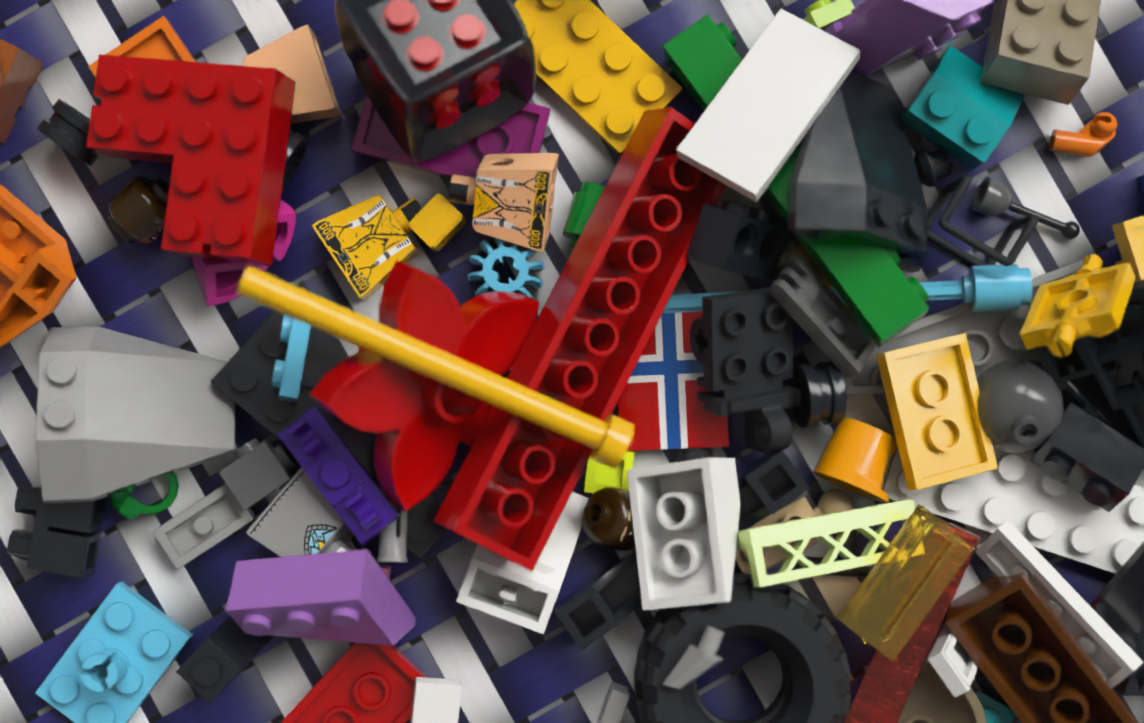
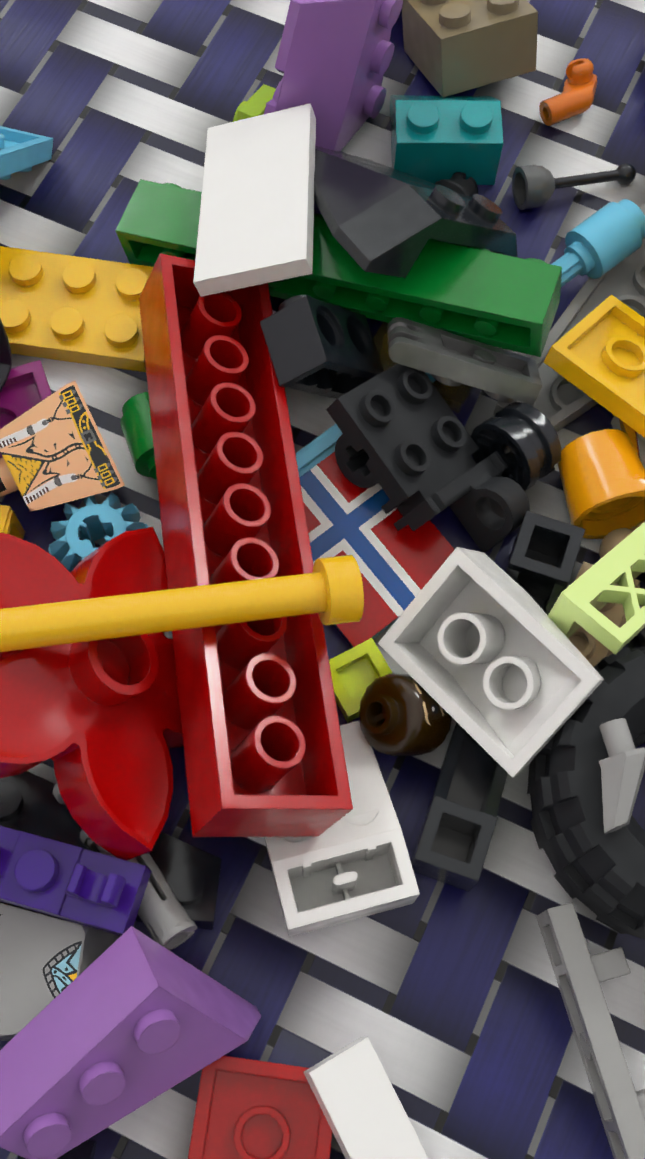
camera: 40 degrees left, 20 degrees down
(960, 187) = (501, 169): black piece -> none

